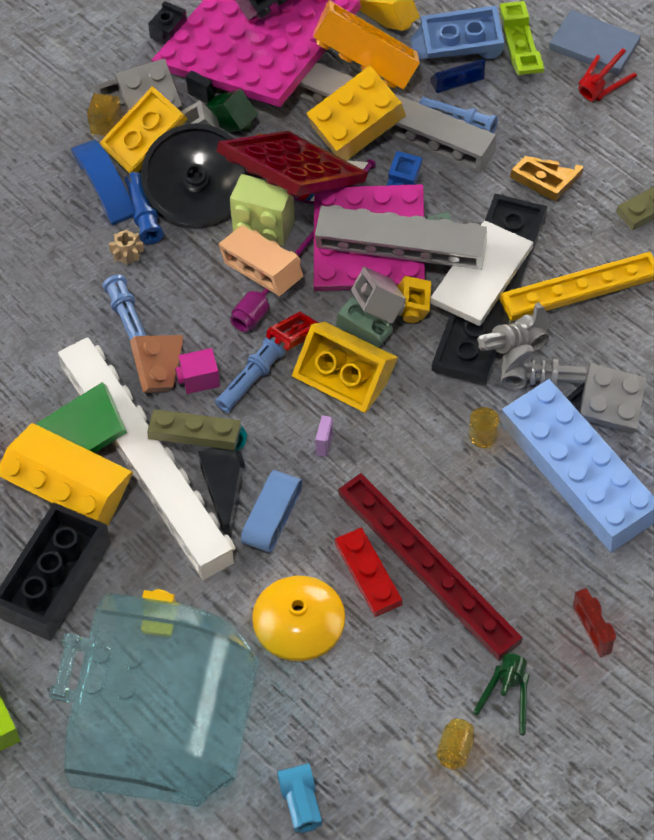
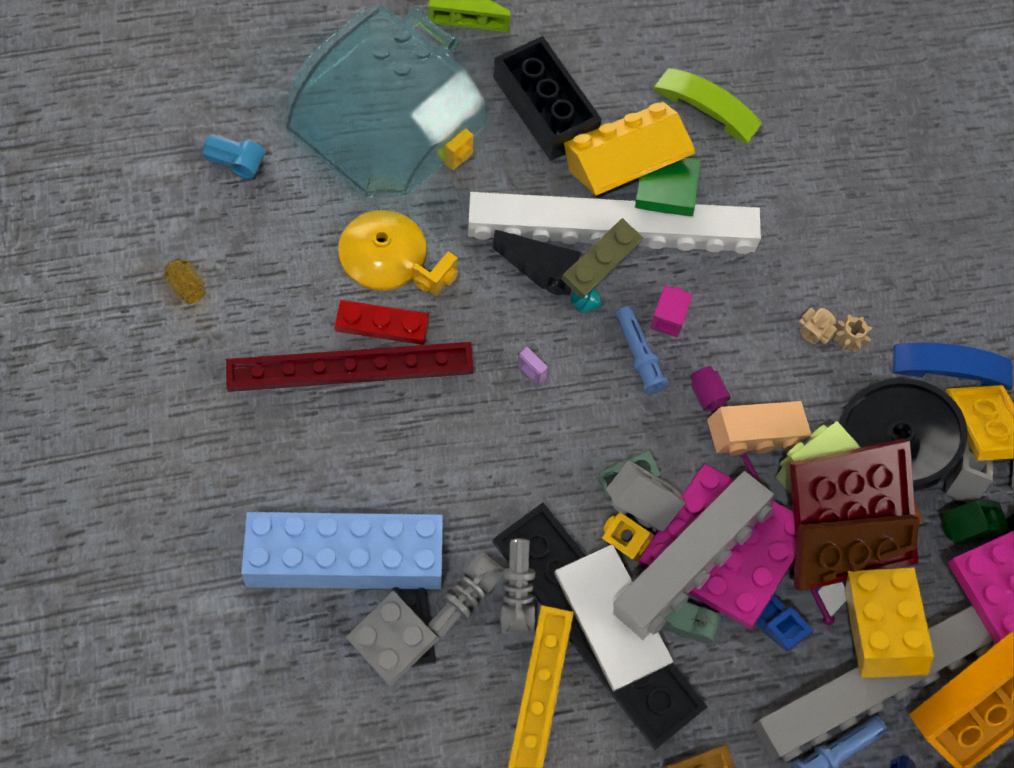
camera: 115 degrees right, 10 degrees up
(123, 303) = (787, 296): medium blue pin -> none
(137, 270) = (817, 325): none -> tan gear
(145, 216) = (882, 370): blue pin -> none
(156, 361) = (707, 283): nougat wing -> none
(271, 511) = (490, 283): medium blue beam -> none
(294, 336) = (650, 414): red tile -> none
(294, 549) = (442, 274): none -> yellow bracket
(320, 152) = (850, 544): none -> reddish brown wing
(343, 366) = (596, 431): yellow slope -> none
(483, 427) = (442, 504): clear yellow brick -> none
(510, 674) = (207, 362): dark green plant -> none
(590, 615) = (206, 456): clear red plate -> none

